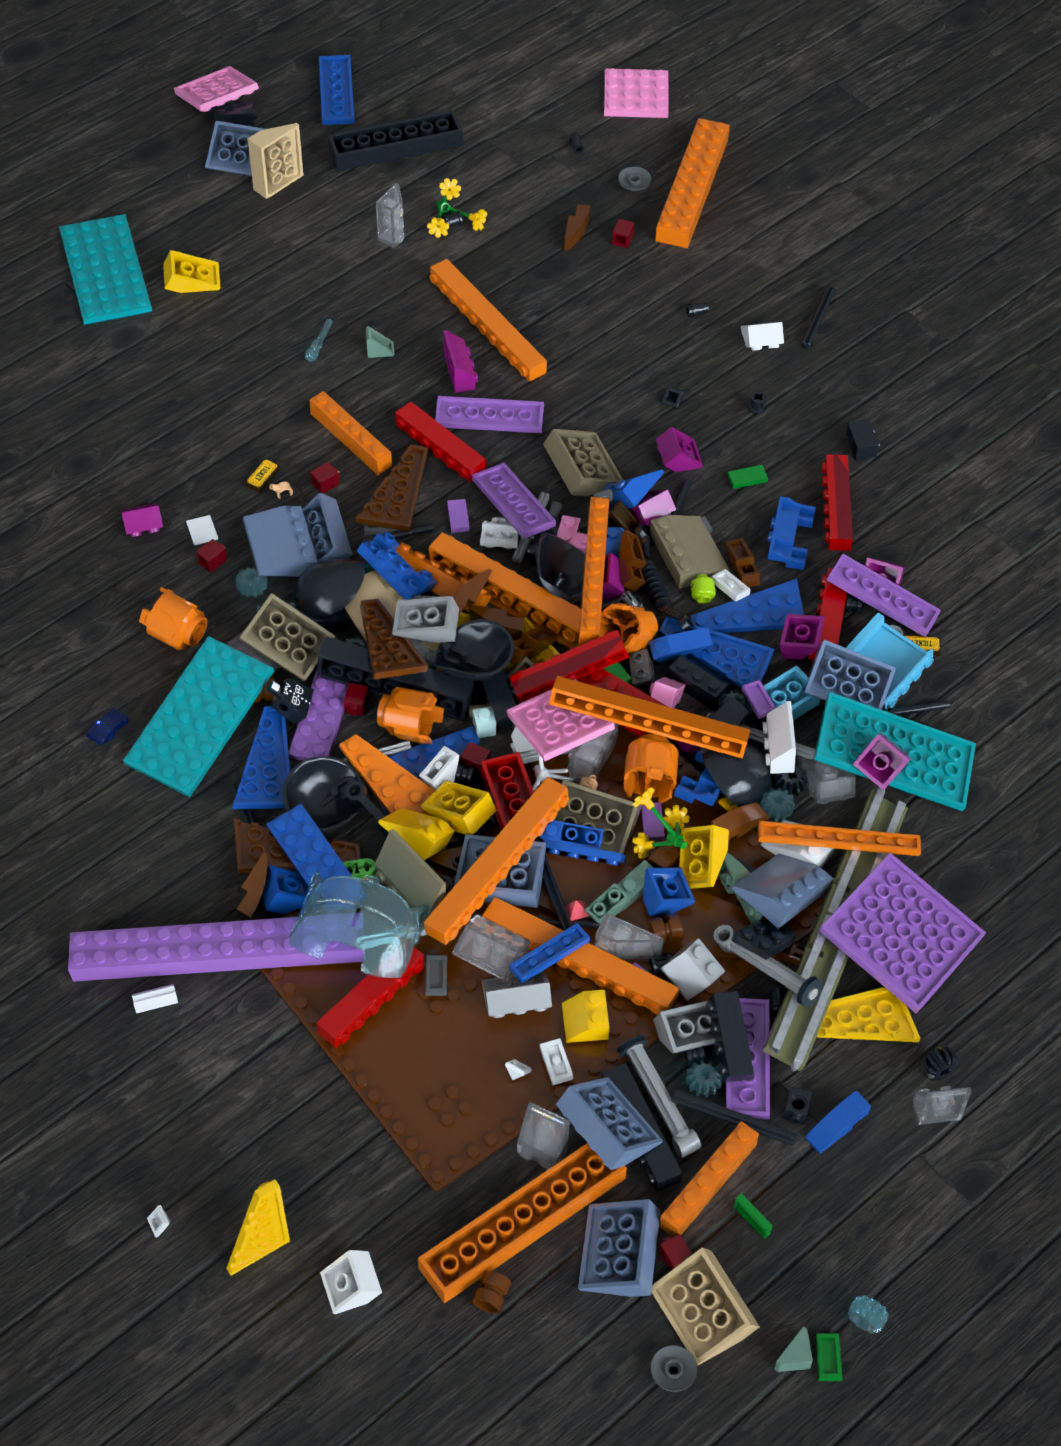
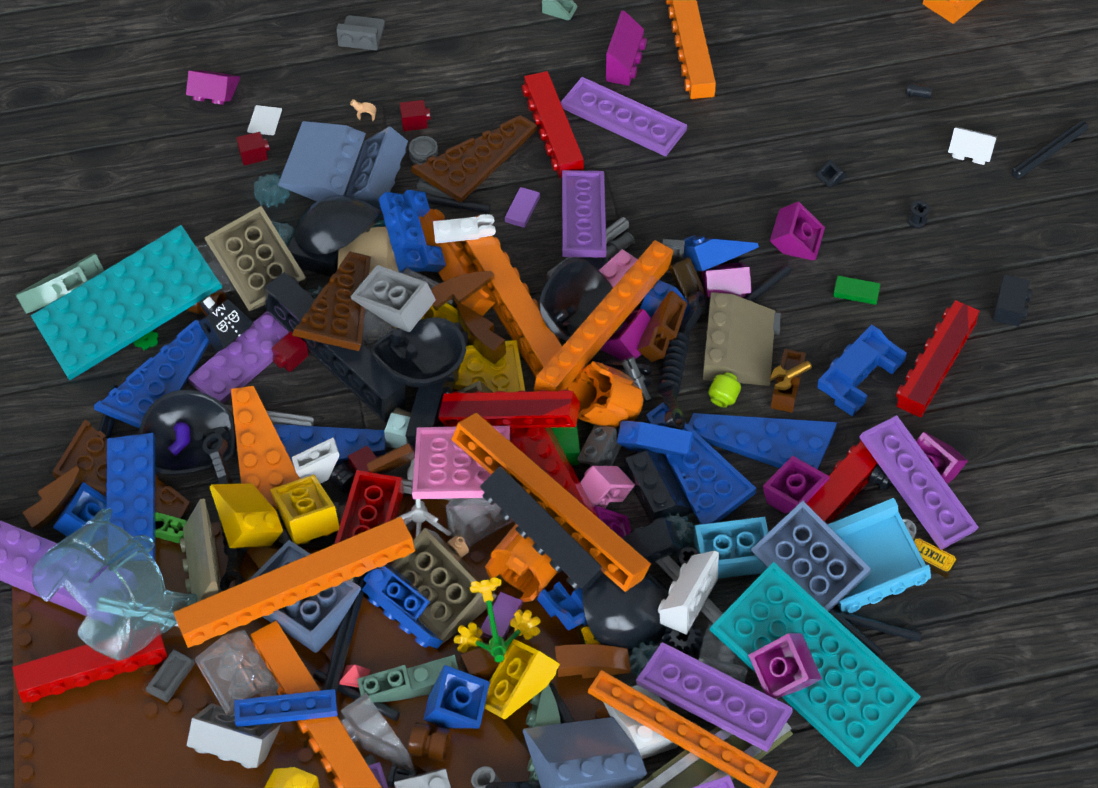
camera: 30 degrees right, 0 degrees up
(106, 726) = (37, 272): clear blue slope -> none
(131, 728) = (59, 284): none -> sand green slope
(174, 621) = (166, 196): orange piece -> none
(234, 740) = (147, 340): none -> green plant
(235, 428) = (360, 32): none -> dark grey bracket
(262, 475) = (357, 89): tile -> none
(320, 799) = (182, 438): none -> dark purple arm
(350, 433) = (469, 80): orange brick -> none
(351, 503) = (421, 149): none -> dark grey wheel
(409, 714) = (324, 389): orange piece -> none
(438, 547) = (463, 228): none -> white hinge
(498, 534) = (546, 242): white slope -> none
(503, 740) = (392, 460): none -> reddish brown tile
(532, 643) = (497, 370): reddish brown slope -> none
(581, 461) = (686, 201): dark tan slope -> none
(661, 738) = (542, 528): none -> black brick
(730, 585) = (757, 398): white plate -> none
(746, 557) = (788, 374): none -> pearl gold bar
(758, 698) = (696, 534): medium lavender tile -> none
(845, 804) = (714, 696): none -> medium lavender plate

